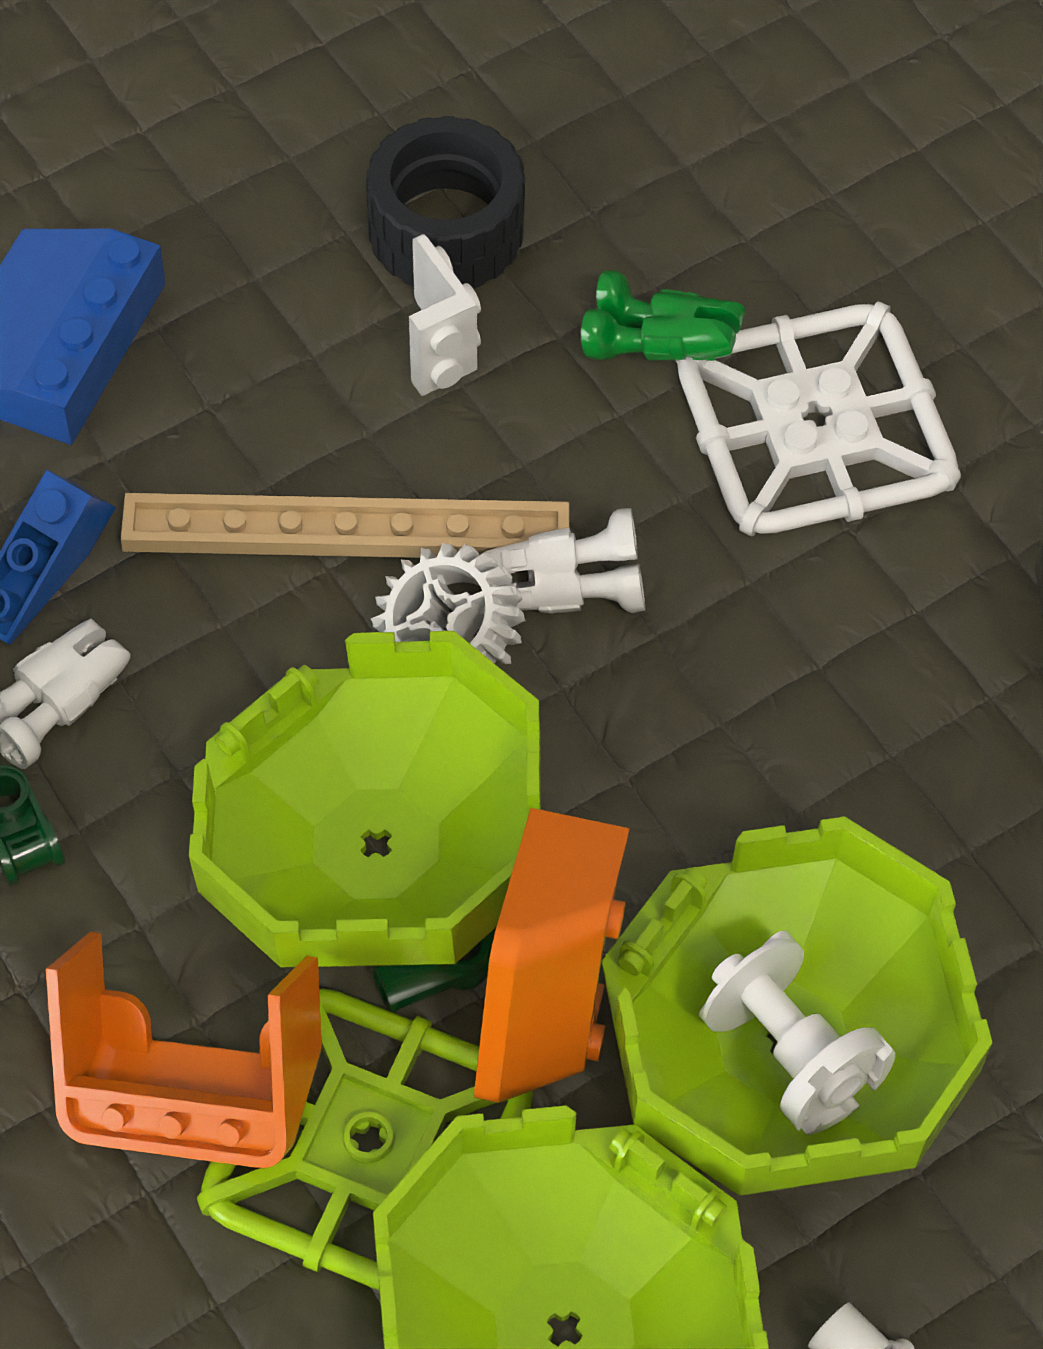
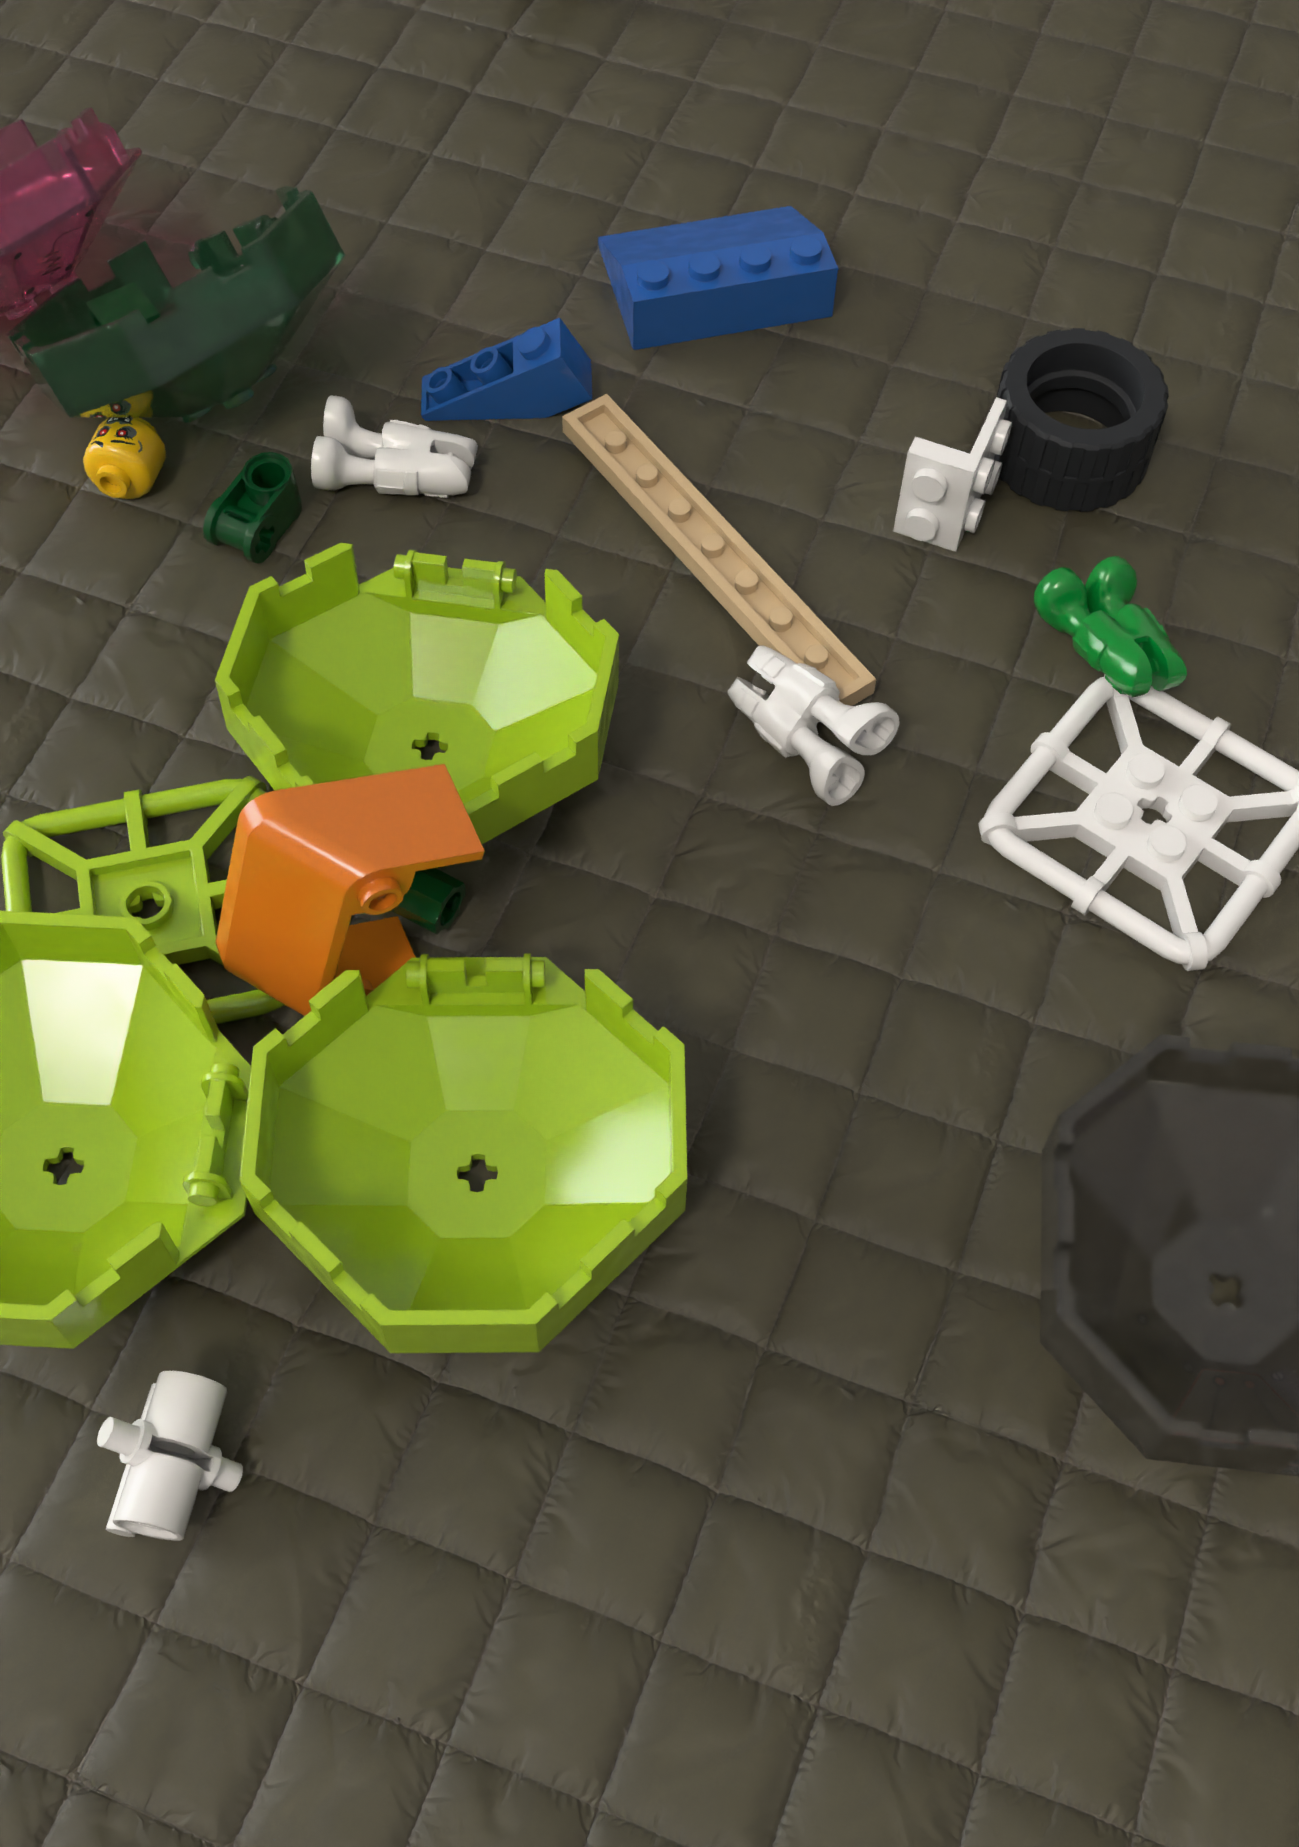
camera: 55 degrees right, 0 degrees up
(177, 1097) = (86, 736): orange windscreen -> none
(426, 584) = (680, 659): white gear -> none
(822, 1063) = (419, 1203): white piece -> none

